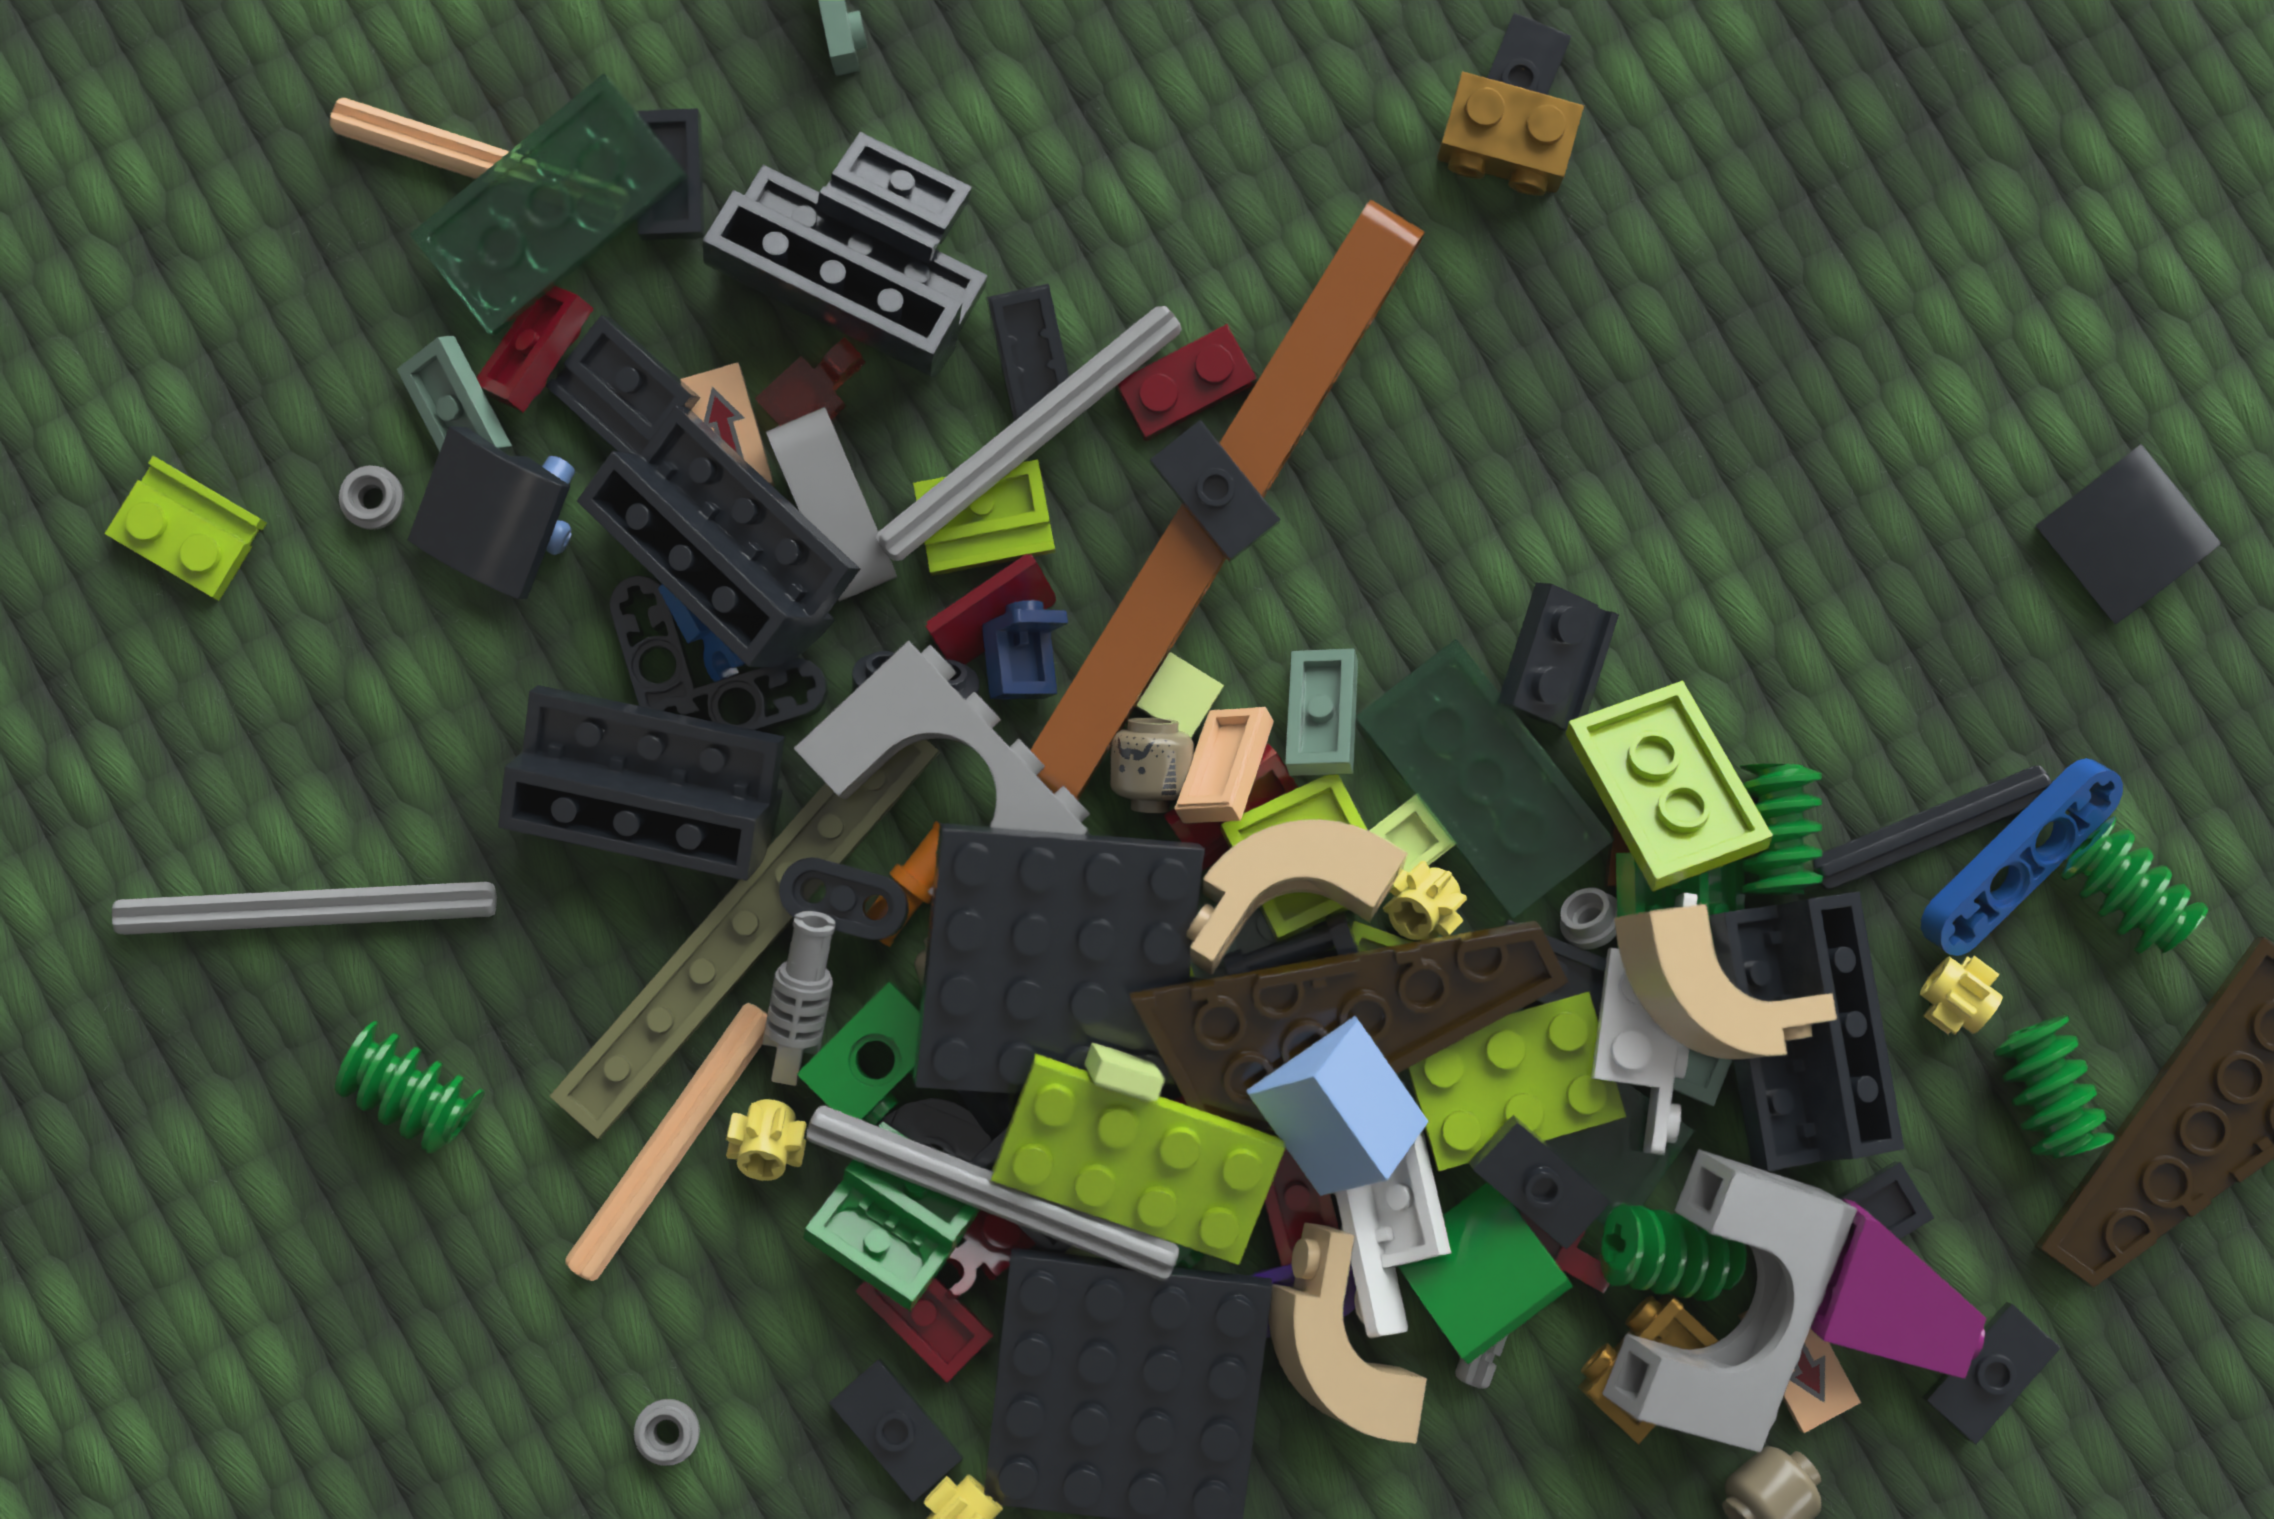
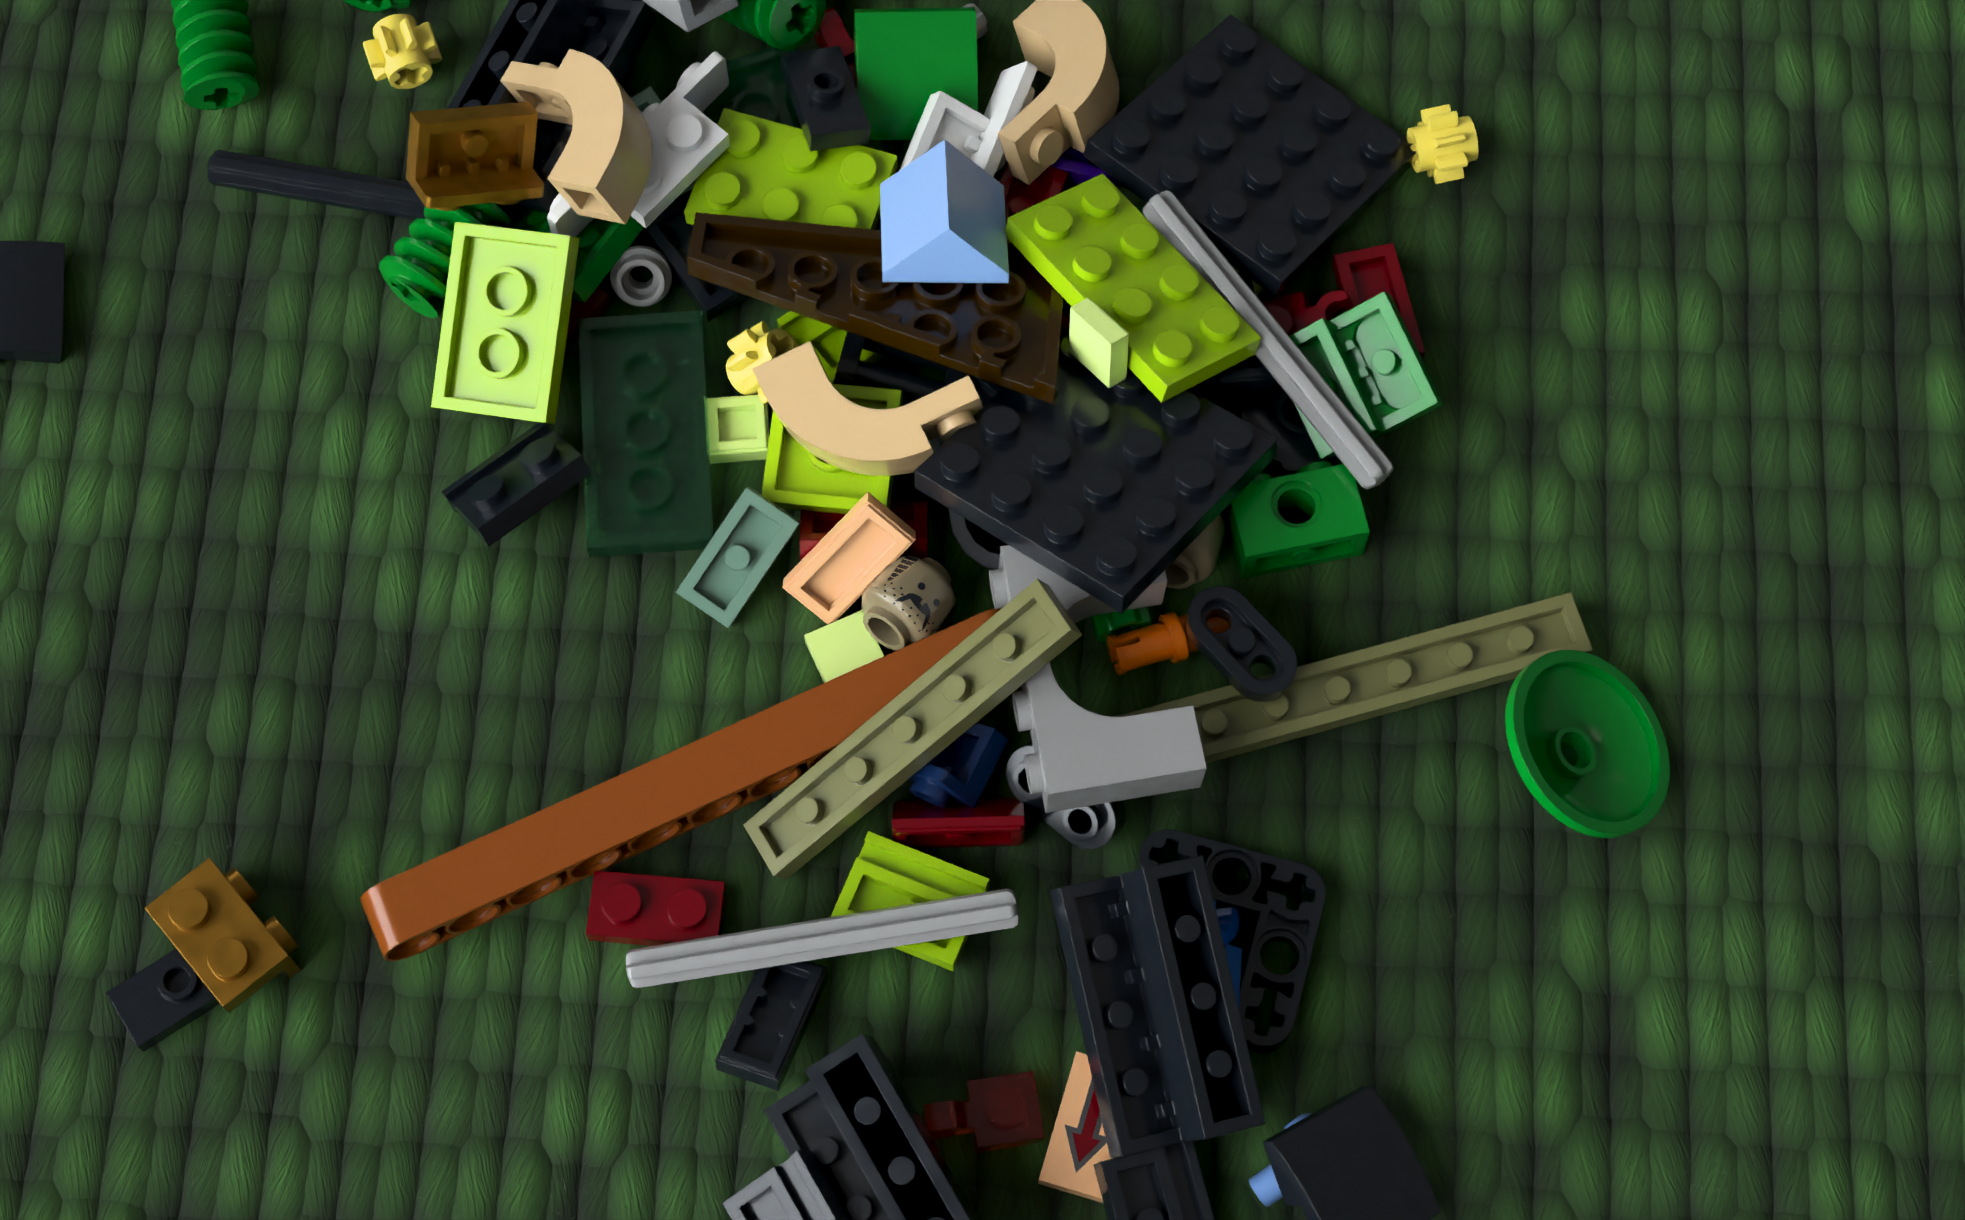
camera: 145 degrees left, 15 degrees down
(304, 908) = (1723, 945): light grey axle -> none
(405, 1090) = (1711, 728): green piece -> none
(483, 1014) = (1587, 744): none -> green dish
(644, 783) = (1357, 843): black brick -> none
(646, 1432) = (1650, 331): light grey plate -> none
(668, 1144) = (1508, 561): light nougat axle -> none
(766, 1140) = (1427, 506): light yellow gear -> none
(800, 996) = (1328, 590): light grey hinge -> none
(831, 495) = (1032, 1000): light grey beam -> none
(896, 1429) = (1455, 243): black plate -> none
(1061, 637) = (912, 729): none -> olive plate
(1215, 491) = (699, 778): black plate -> none
(1795, 898) = (473, 155): none -> pearl gold bracket
(2017, 850) = (276, 121): blue beam -> none

